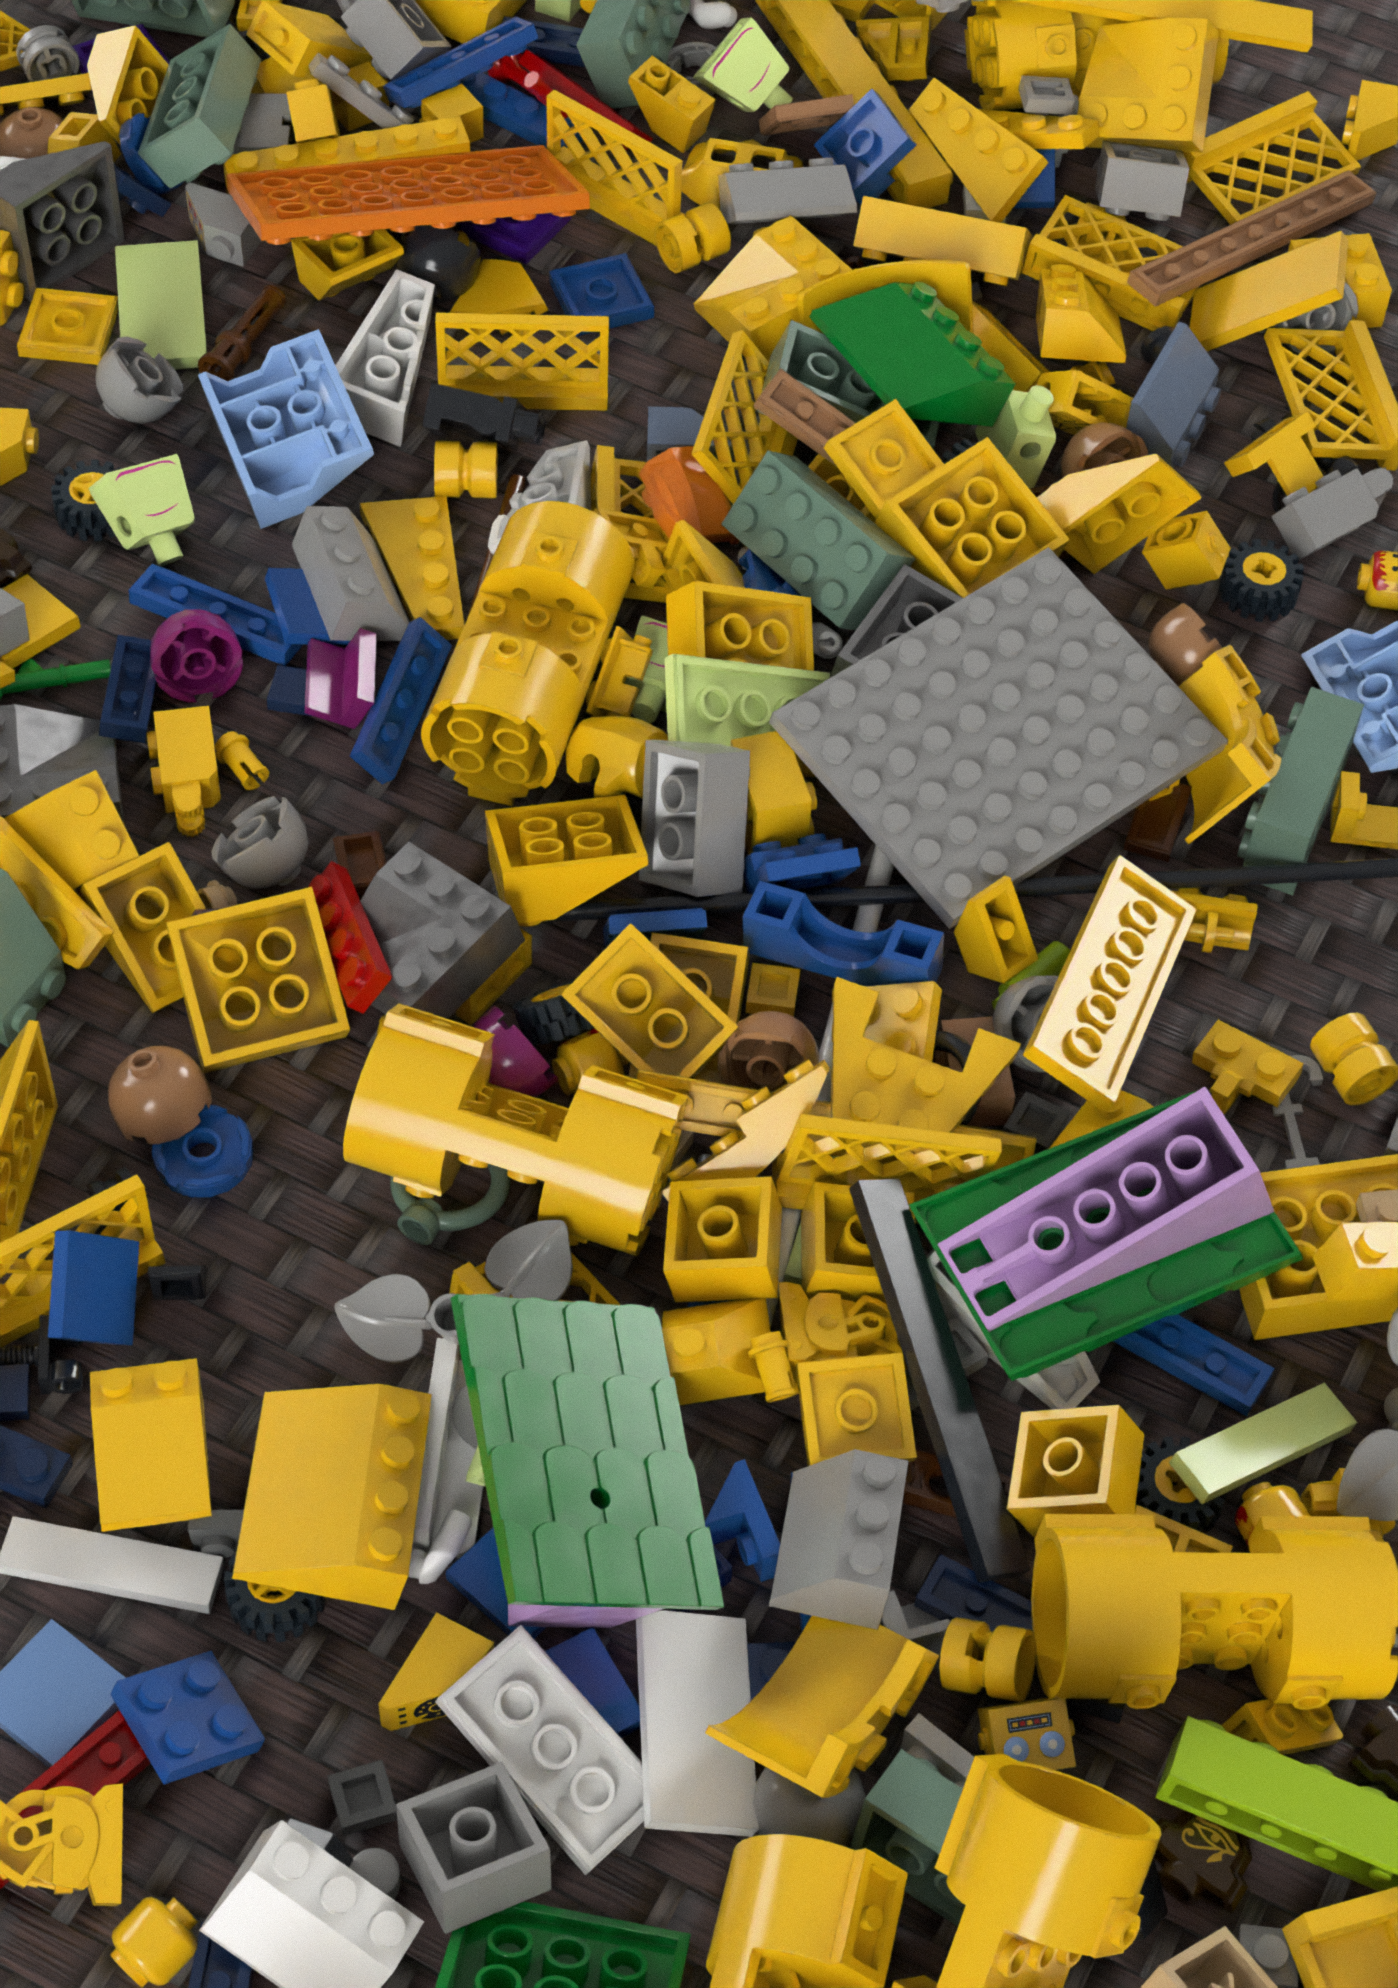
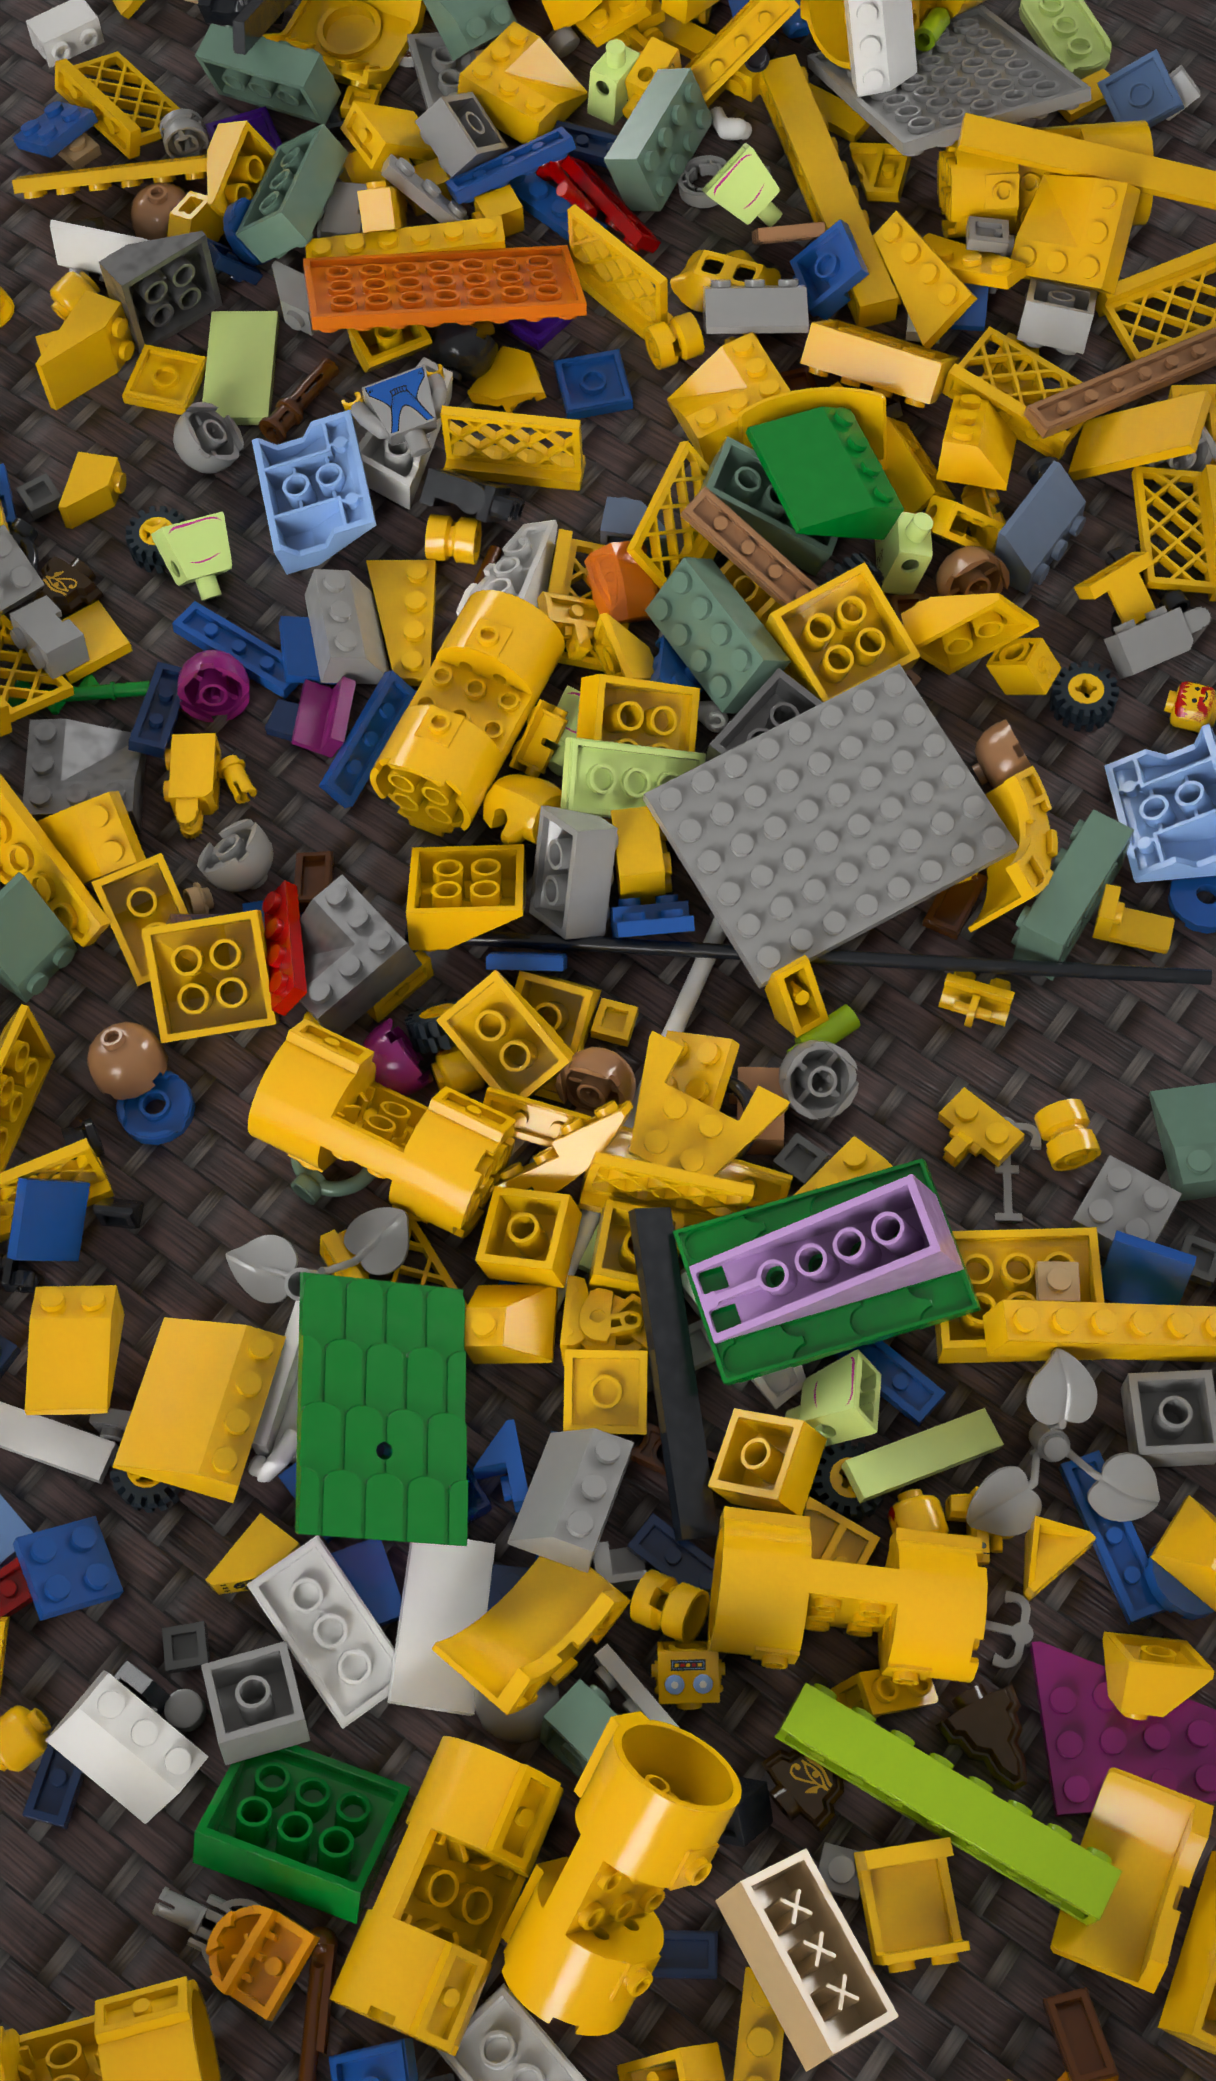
camera: 15 degrees right, 10 degrees up
(384, 321) = (402, 407): none -> light grey torso
(671, 103) = (678, 214): yellow slope -> none
(773, 1366) = (547, 1348): yellow pin -> none
(789, 930) = (638, 981): blue arch -> none
(882, 455) = (779, 569): yellow plate -> none
(1110, 984) = (875, 1054): plate -> none
(1155, 1384) = (841, 1399): none -> yellowish green torso

